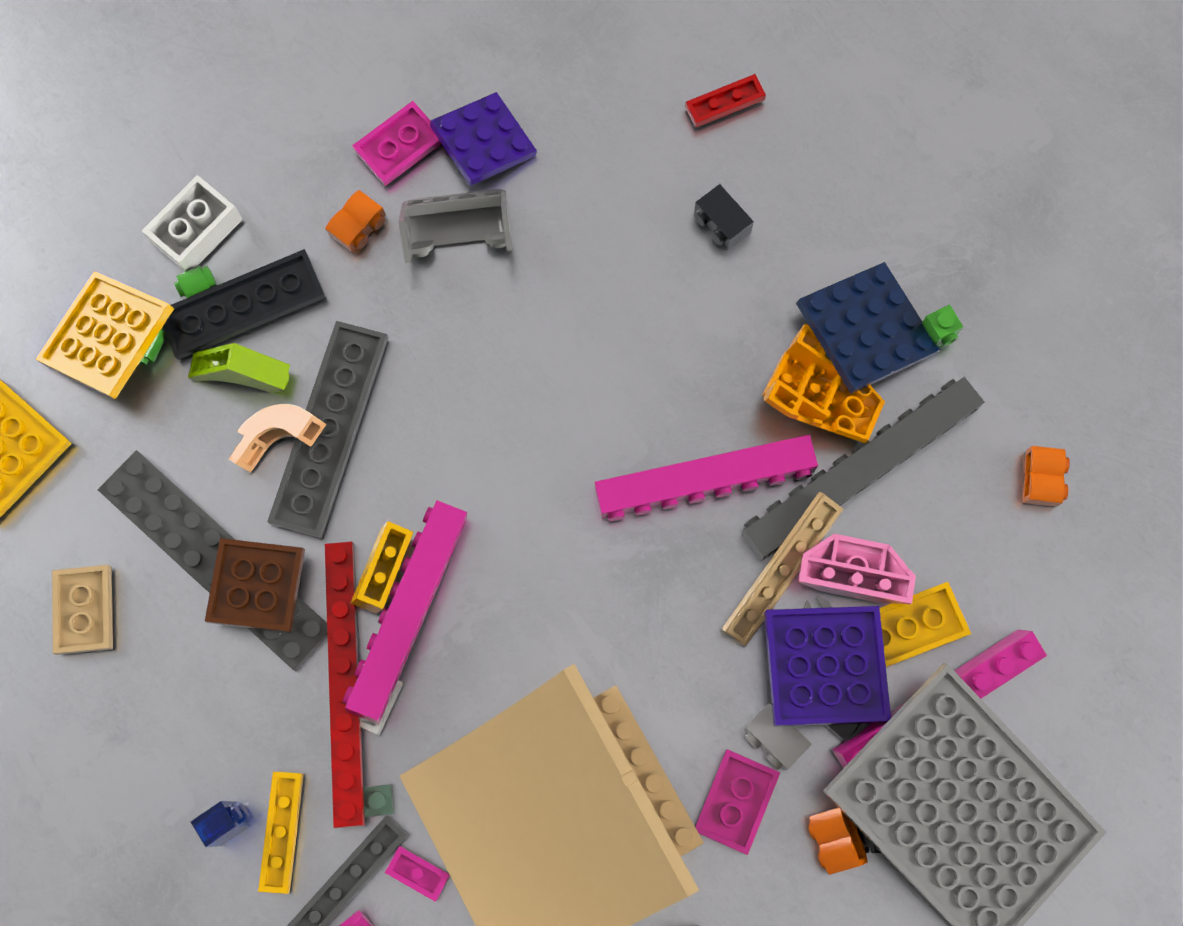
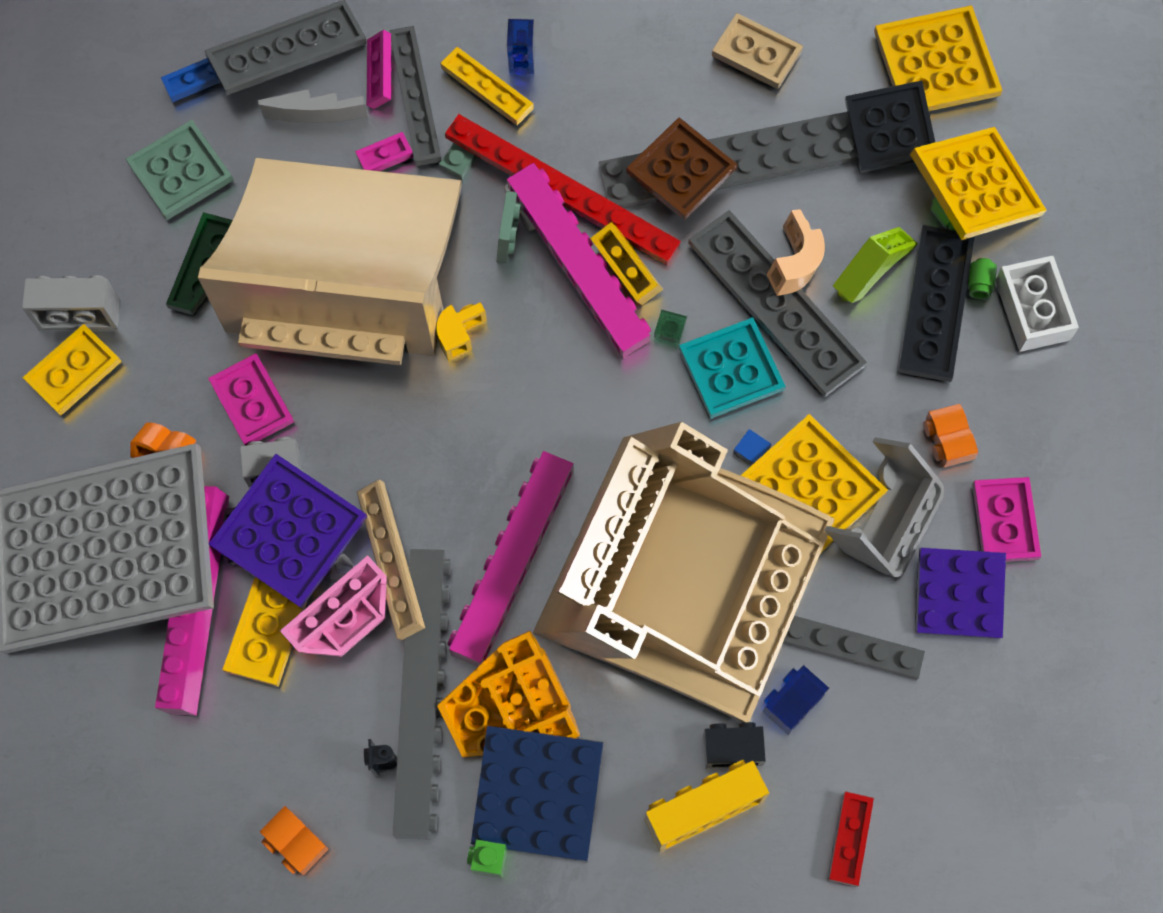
camera: 125 degrees right, 5 degrees down
(92, 439) = (889, 125): none -> black plate
(412, 497) = (670, 326): none -> clear green plate
(414, 423) = (731, 367): none -> teal plate
(427, 690) = (508, 227): none -> sand green plate
(473, 362) = (751, 447): none -> blue tile
(478, 297) = (818, 473): none -> yellow plate
(550, 666) = (453, 328): none -> yellow brick
(586, 202) = (855, 647): none -> dark grey plate
(624, 341) = (685, 571): none -> tan slope
(654, 198) = (795, 699): none -> clear blue brick
(785, 201) = (706, 805): none -> yellow brick
(939, 453) = (379, 758): none -> black hinge

